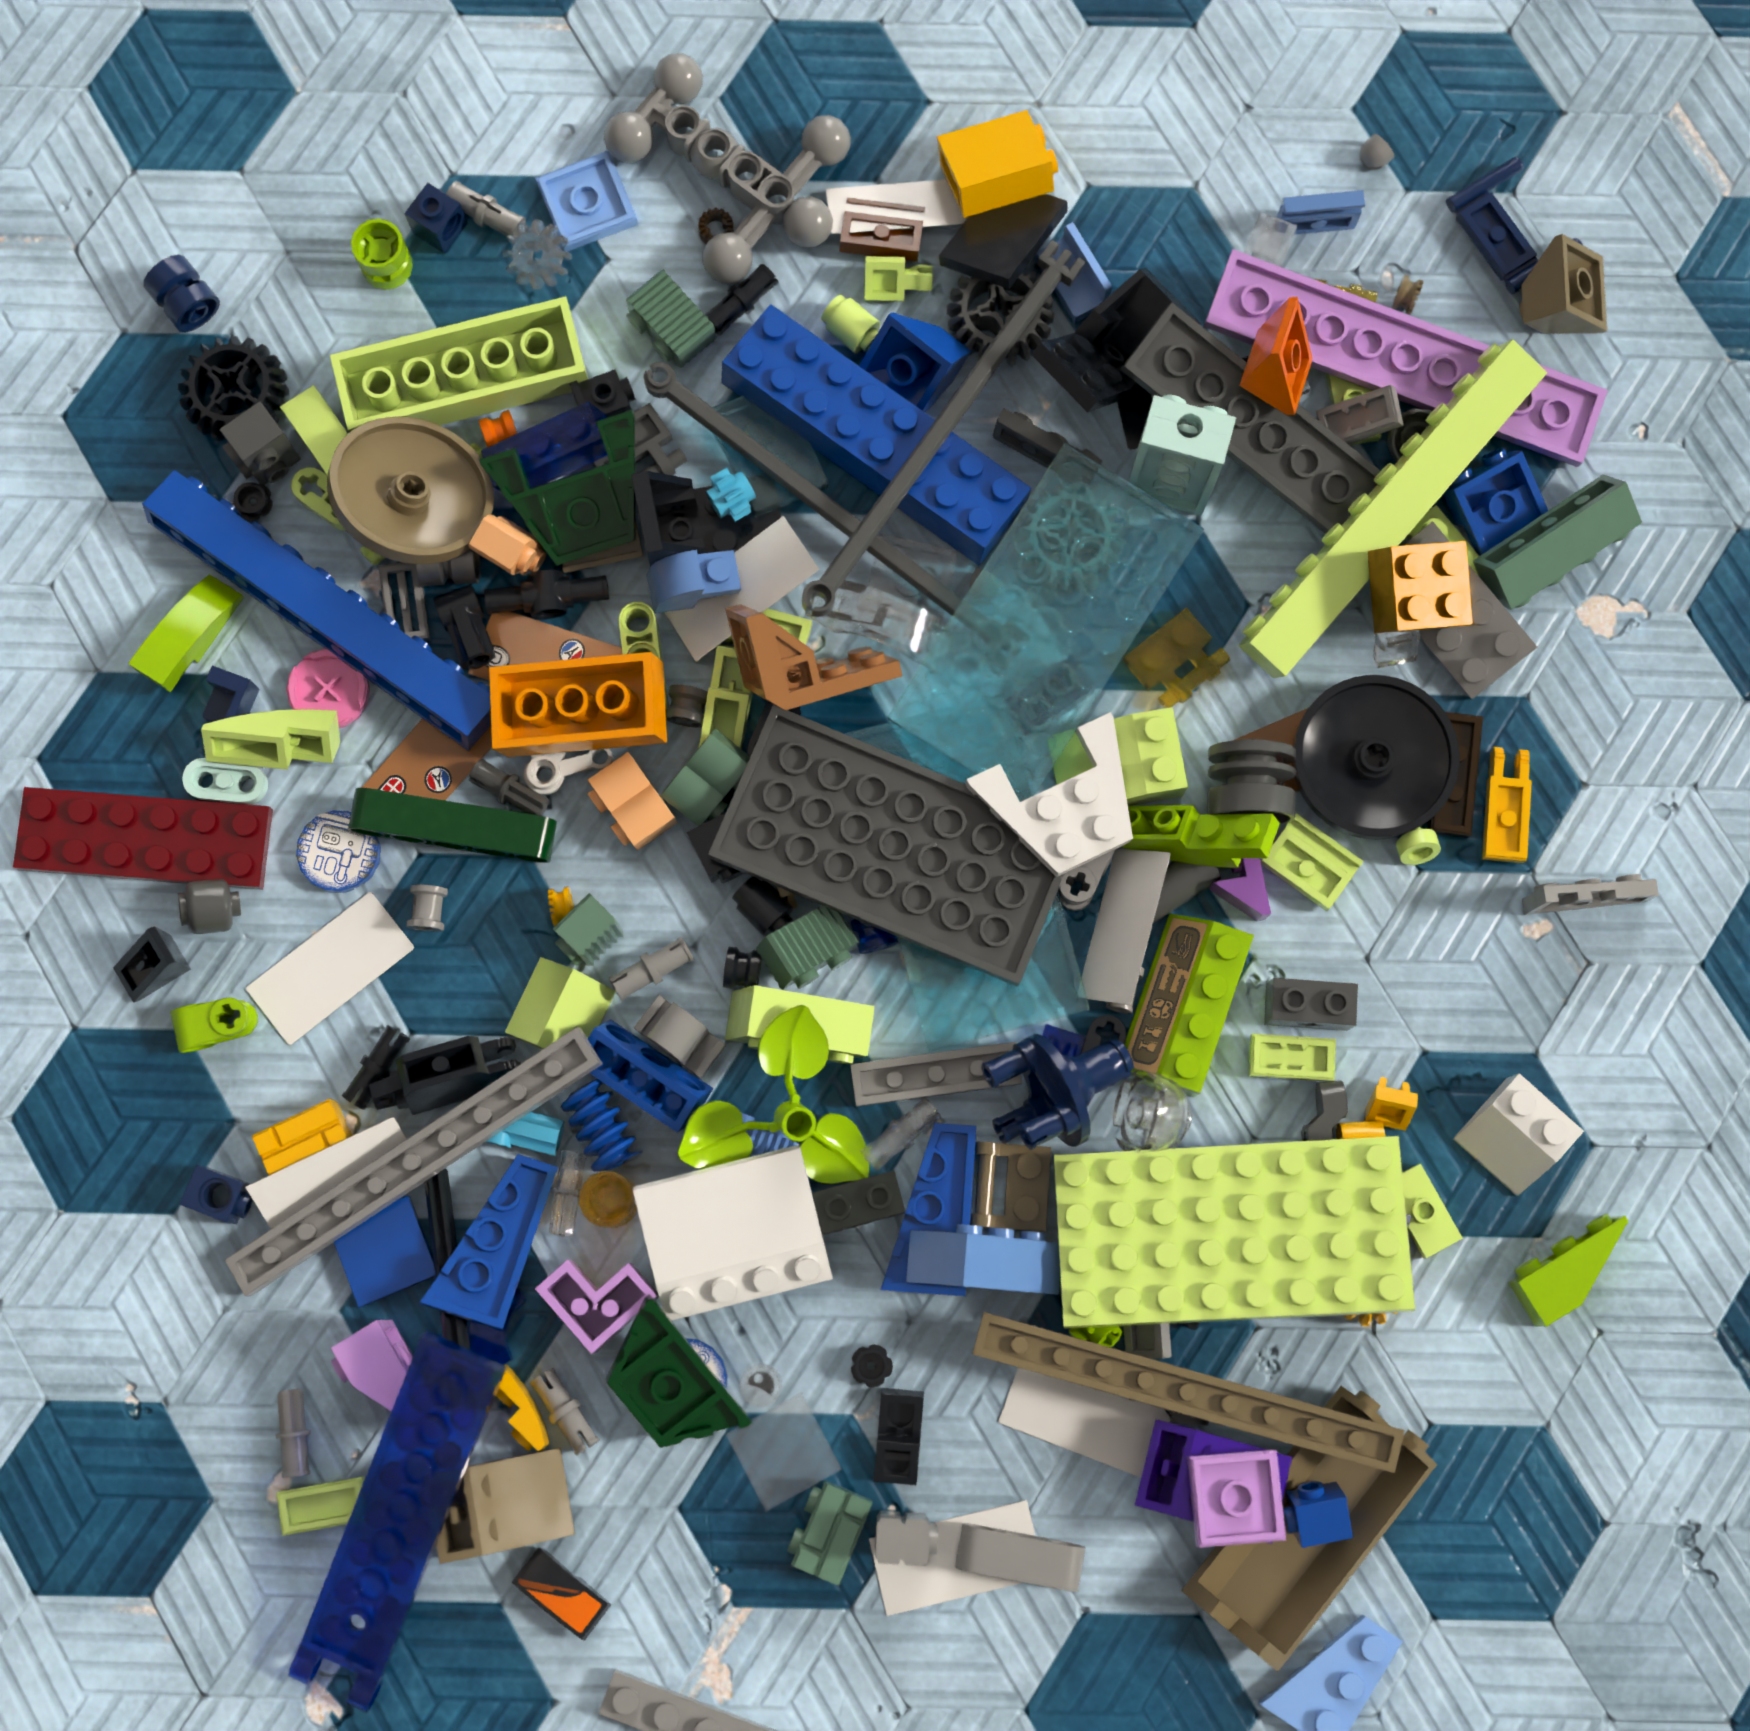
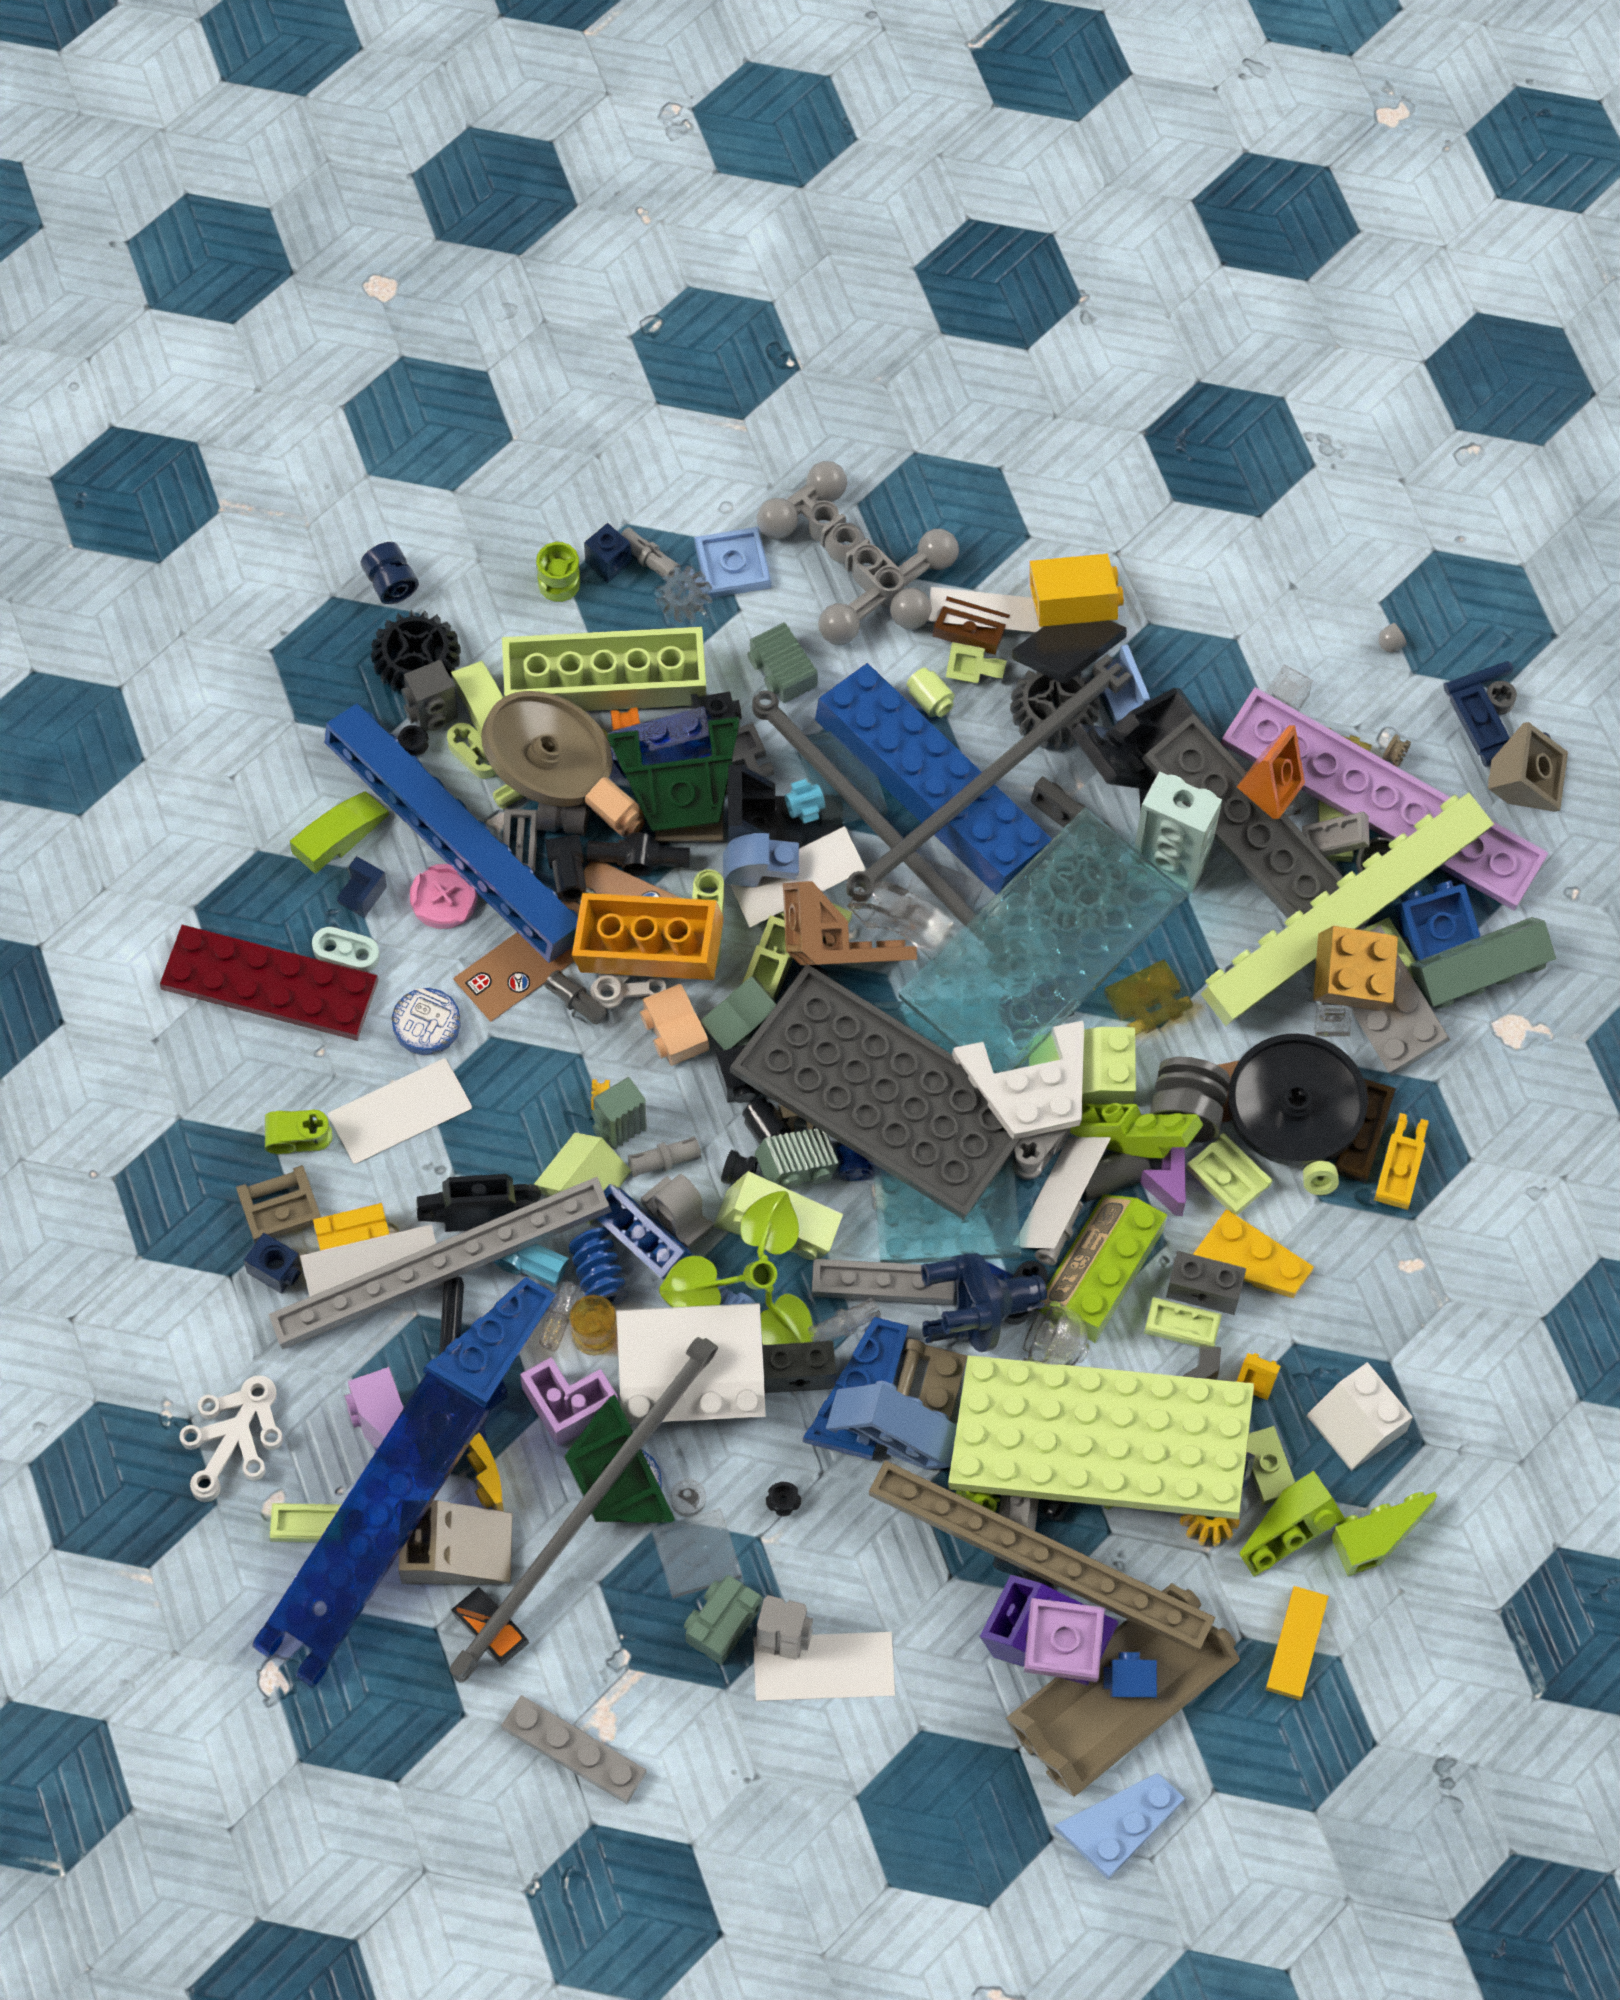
camera: 10 degrees right, 15 degrees down
(150, 964) = (255, 1077): black slope -> none
(208, 906) = (312, 1041): dark grey head -> none
(217, 1127) = (281, 1213): none -> dark tan plate
(217, 1412) = (234, 1431): none -> white plant
(273, 738) = (392, 921): yellowish green slope -> none
(293, 1433) = (295, 1461): light grey axle -> none
(375, 1066) = (426, 1185): black pin -> none
(386, 1253) = (400, 1335): blue tile -> none
(427, 908) = (490, 1076): light grey bush -> none
(452, 825) = (525, 1015): dark green beam -> none
(564, 1411) = (522, 1485): light grey pin -> none
(686, 705) = (734, 959): dark grey wheel -> none
(710, 216) = (833, 591): dark brown bush -> none
(741, 298) = (845, 658): black pin -> none
(742, 1229) = (700, 1353): none -> dark grey hinge
(898, 1436) = (794, 1558): black slope -> none
(915, 359) = (978, 727): blue slope -> none
(1020, 1557) = (877, 1669): light grey beam -> none
(1082, 1419) = (946, 1570): white sticker -> none
(1323, 211) = (1336, 674): medium blue plate -> none
(1348, 953) = (1265, 1260): none -> yellow wing
(1469, 1275) = (1292, 1521): none -> lime slope
(1494, 1422) = (1297, 1643): none -> yellow tile
(1525, 197) = (1505, 688): none -> dark grey bush
(1589, 894) = (1454, 1239): light grey wing -> none

